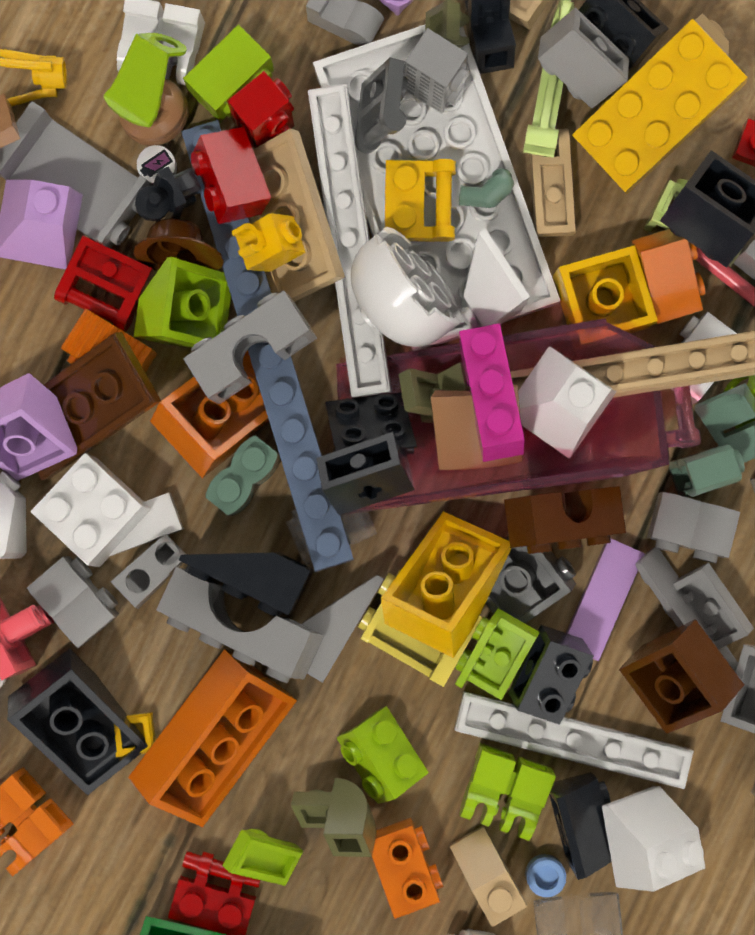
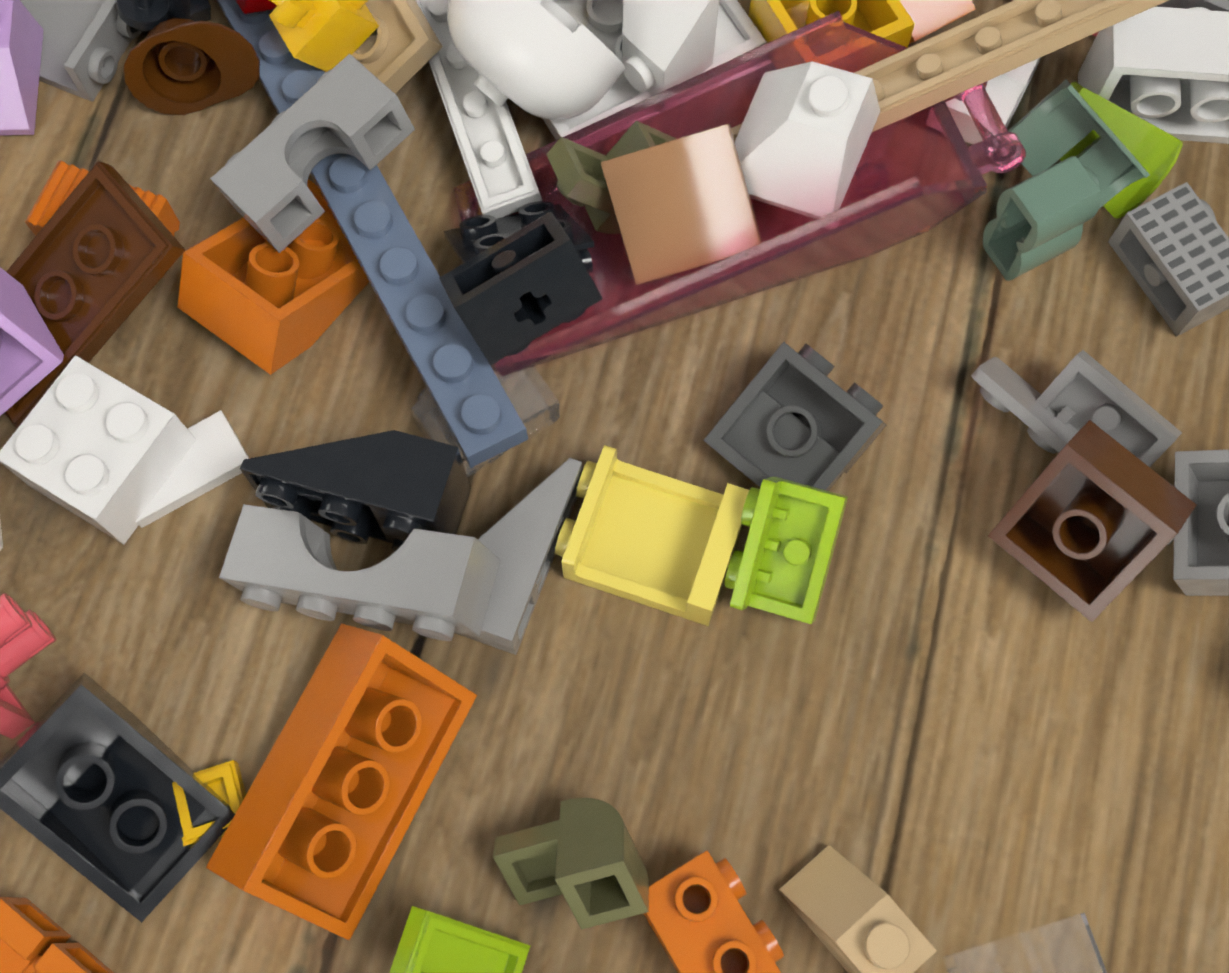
camera: 10 degrees left, 15 degrees down
(74, 600) = (83, 597): light grey brick -> none
(108, 271) = (89, 119): red plate -> none
(149, 571) = (198, 531): light grey leg -> none
(183, 304) = (195, 131): lime slope -> none
(236, 485) = (342, 350): sand green brick -> none
(382, 756) = (633, 755): lime bracket -> none
(445, 584) = (679, 452): yellow slope -> none
(491, 392) = (706, 148): dark pink arch -> none
(525, 784) = (884, 755): lime legs -> none
(541, 519) = (815, 321): reddish brown arch -> none
(545, 875) = (953, 908): light blue tile -> none
(551, 675) = (883, 561): black brick -> none
(575, 741) = (944, 672): white tile -> none
(581, 822) = (993, 794): black slope -> none
(604, 595) = (933, 448): lavender tile -> none
(651, 841) = (1116, 798): white slope -> none
(694, 526) = (1043, 309): light grey brick -> none

